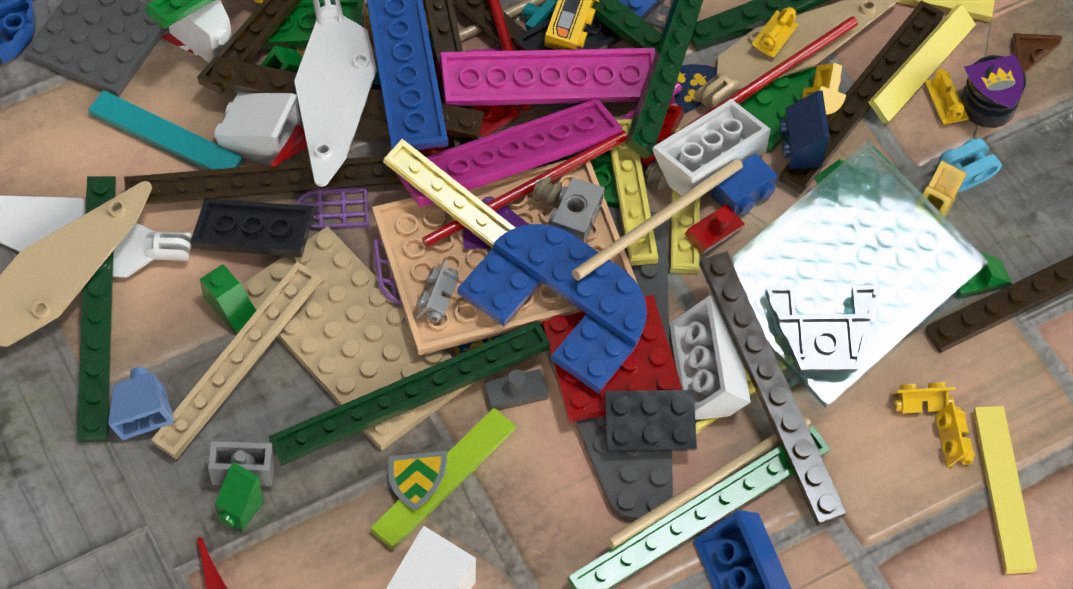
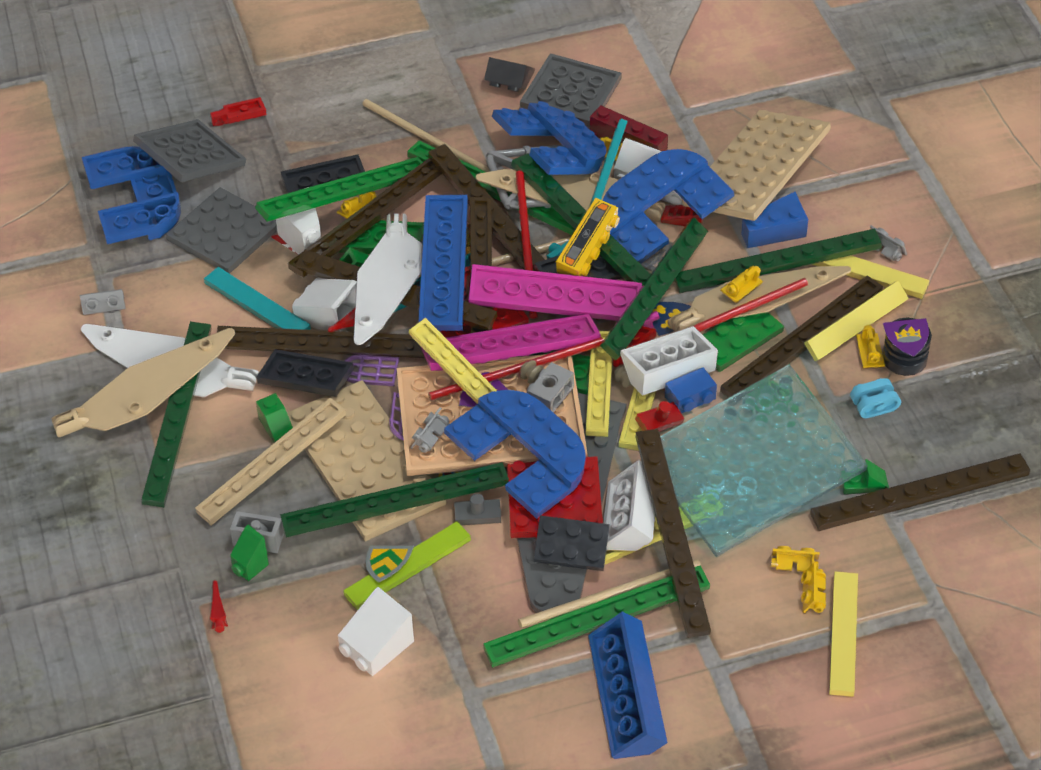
camera: 15 degrees right, 10 degrees down
(139, 405) = (191, 483): medium blue torso -> none
(657, 219) = (608, 400): tan piece -> none
(805, 132) = (743, 356): dark blue slope -> none
(824, 341) = (722, 504): wing -> none
(828, 79) = (768, 334): yellow brick -> none
(944, 187) = (848, 411): yellow brick -> none
(1033, 48) = (949, 322): reddish brown tile -> none

